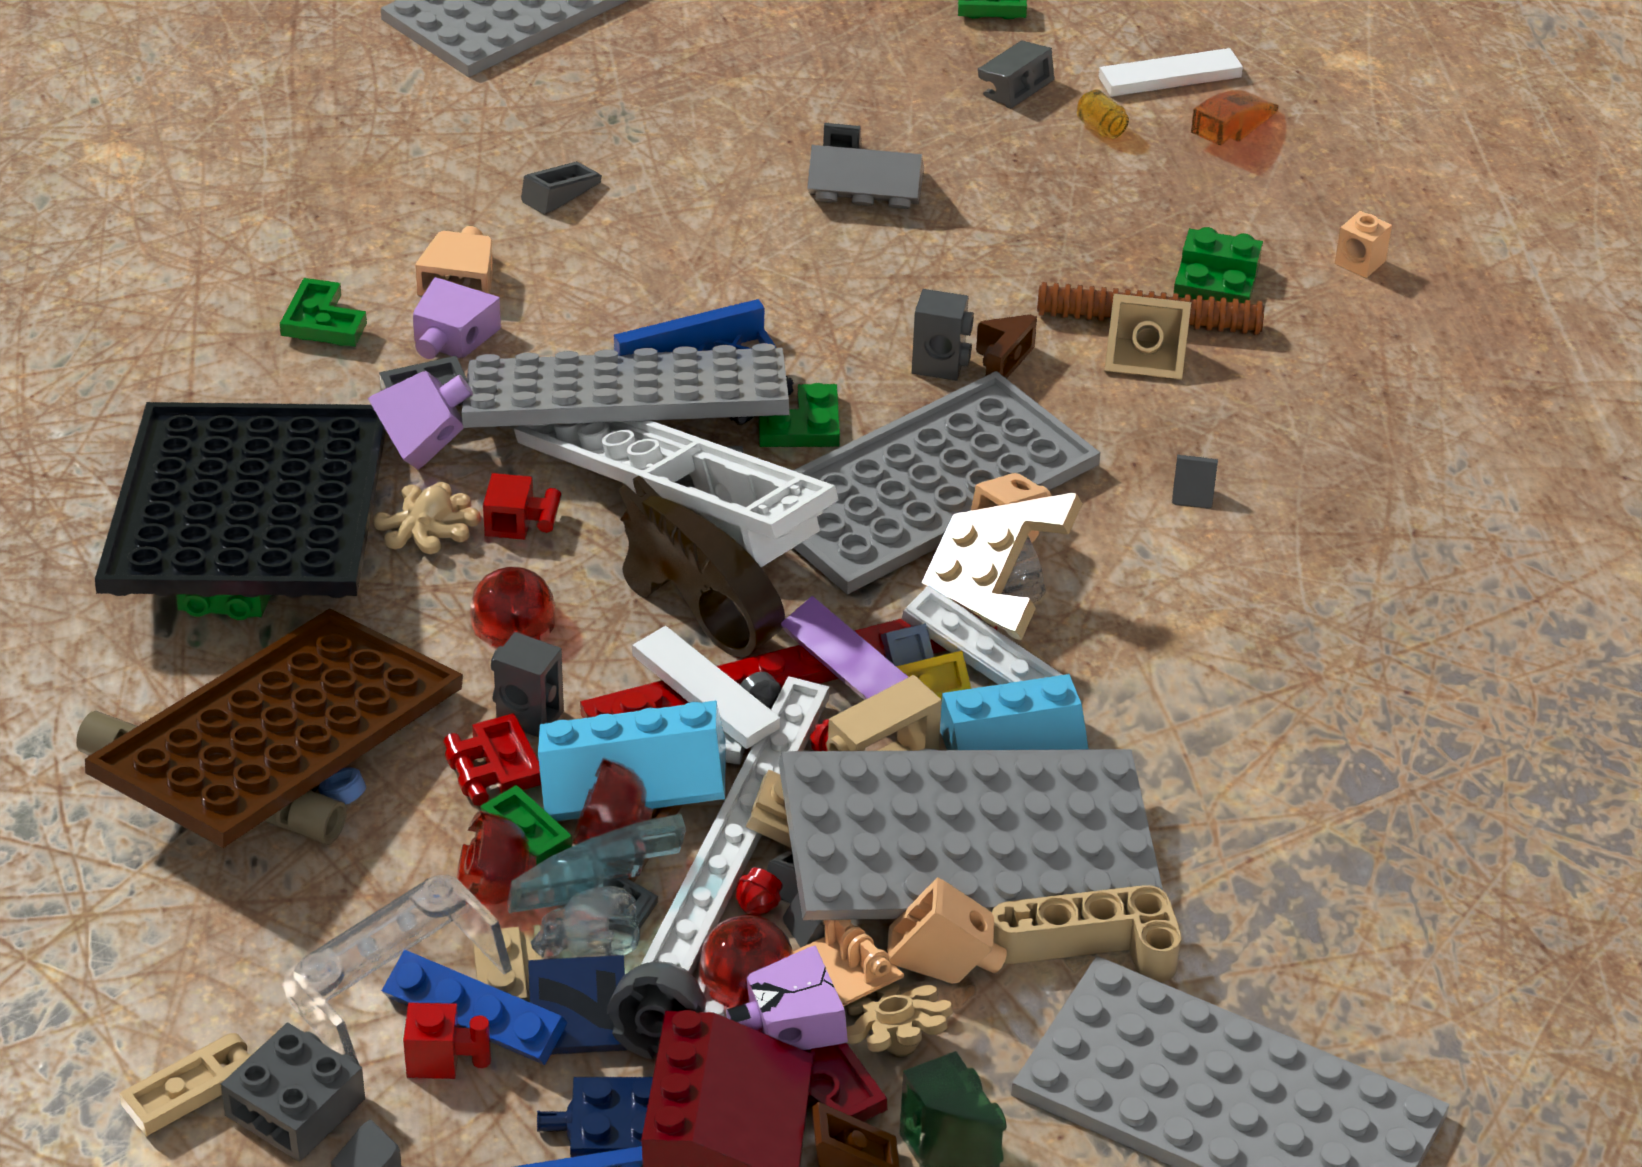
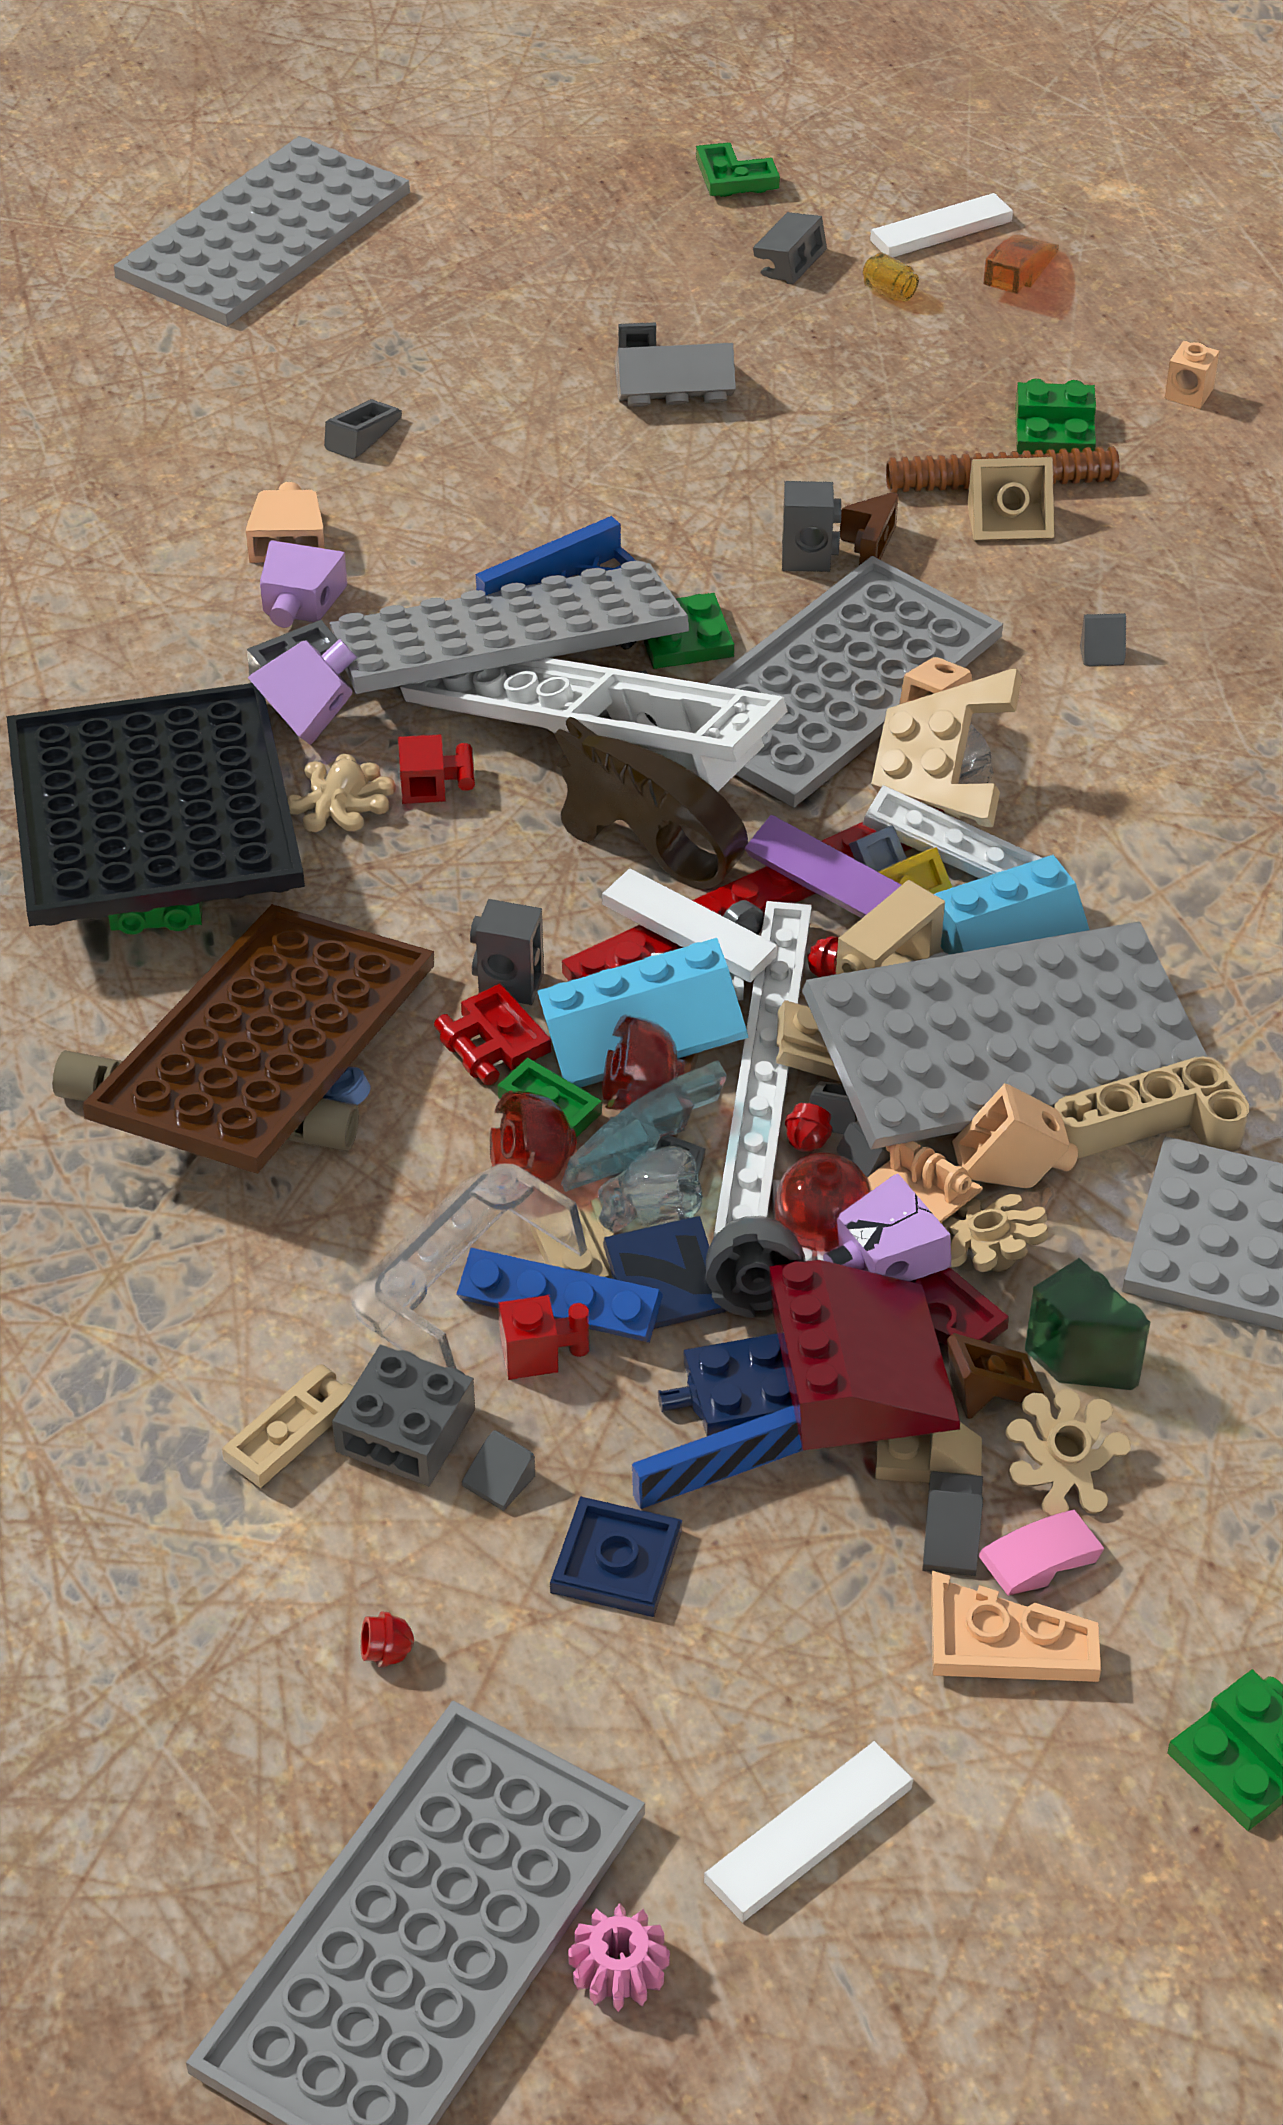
camera: 10 degrees left, 5 degrees up
(316, 318) = (152, 602): green plate -> none
(510, 603) = (459, 874): clear red cylinder -> none

